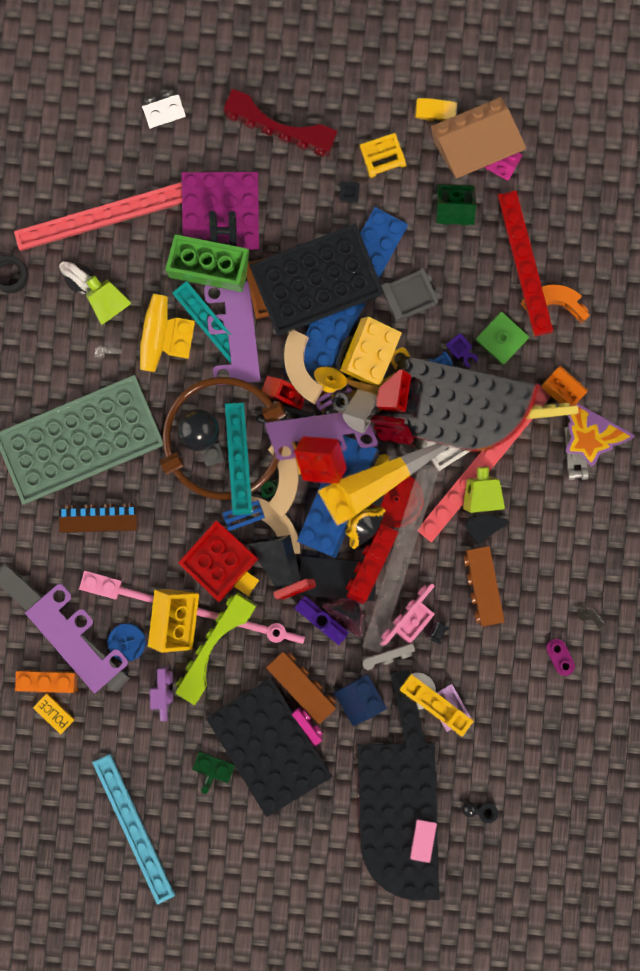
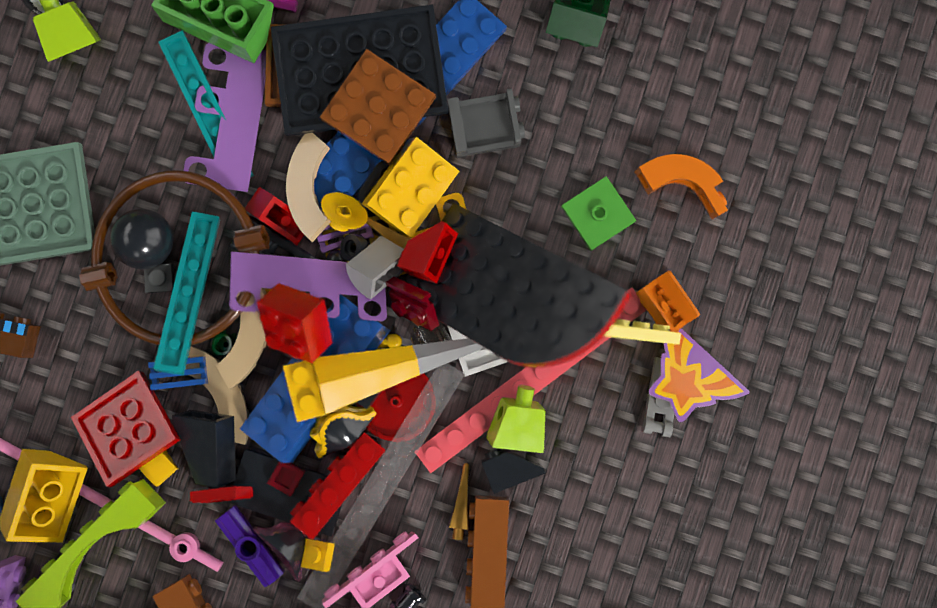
camera: 10 degrees right, 0 degrees up
(100, 351) = (42, 100): clear hand -> none
(164, 335) = (131, 96): yellow plate -> none
(334, 568) = (286, 477): none -> dark red tile
(336, 302) = (378, 107): none -> dark orange plate
(369, 614) = (317, 555): none -> yellow plate
(443, 359) = (509, 223): blue bush -> none
(458, 565) = (460, 514): none -> pearl gold piece
(460, 348) = (537, 213): dark purple plate -> none
(525, 263) = (655, 118): red plate -> none

